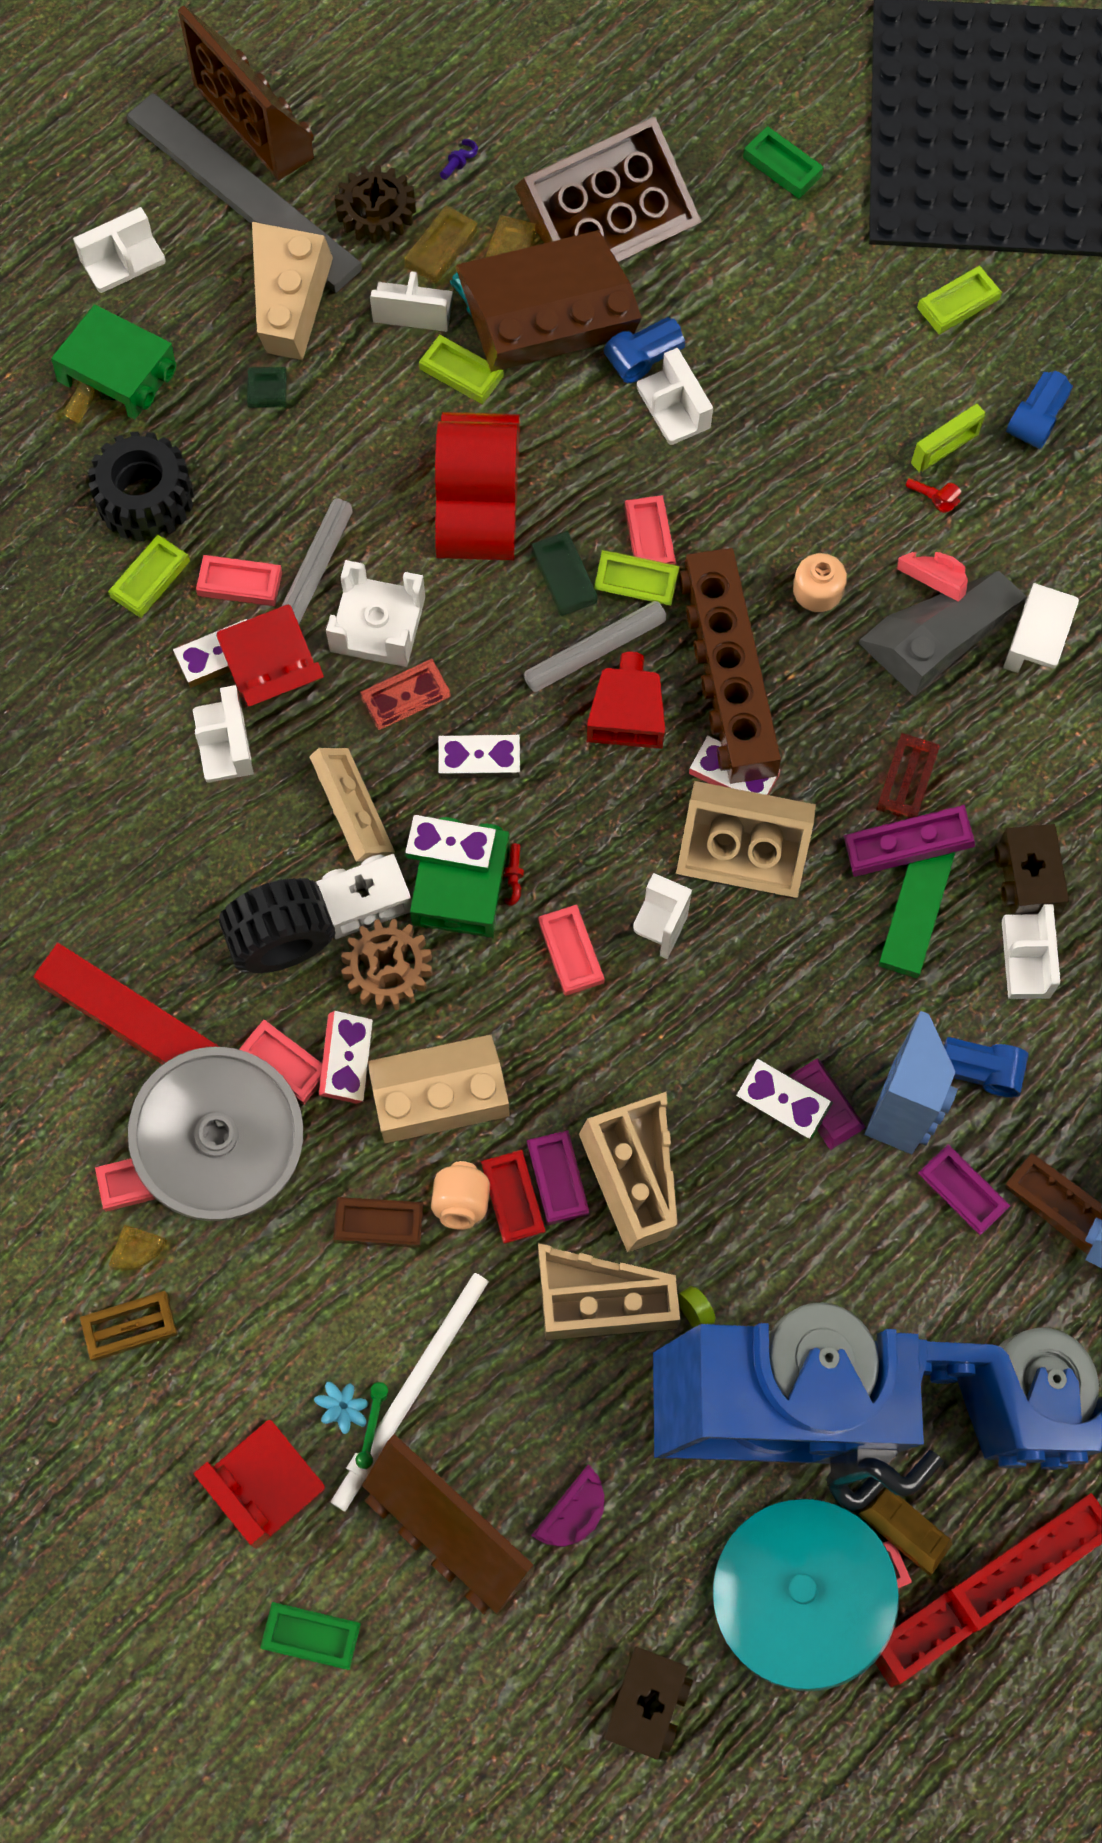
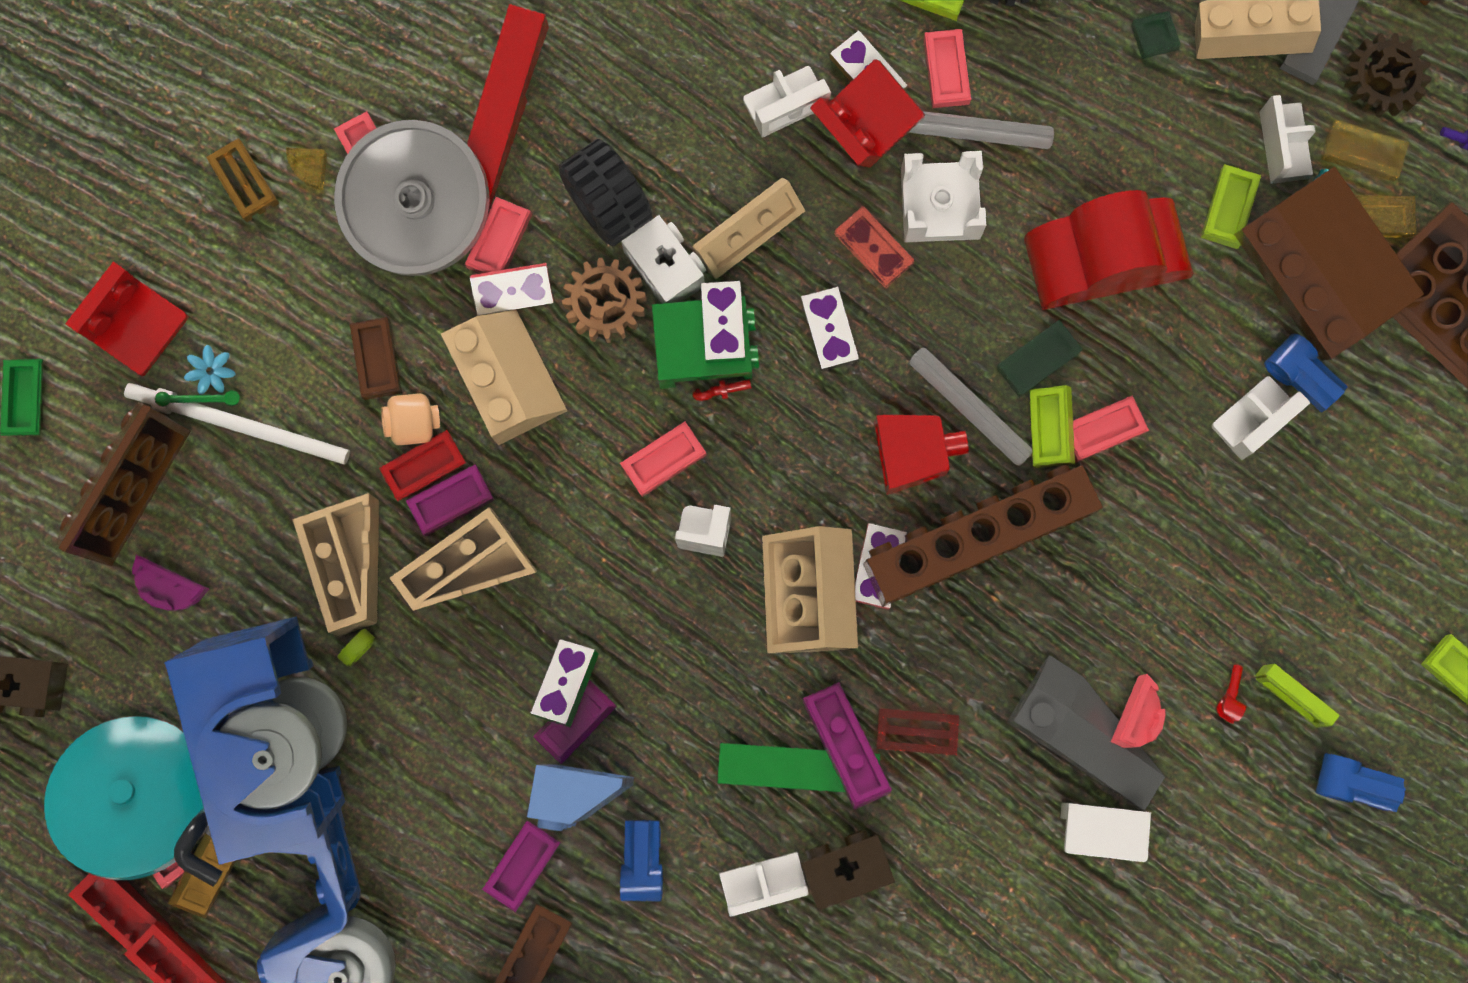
camera: 80 degrees right, 10 degrees up
(819, 582) = (1081, 606): light nougat head -> none

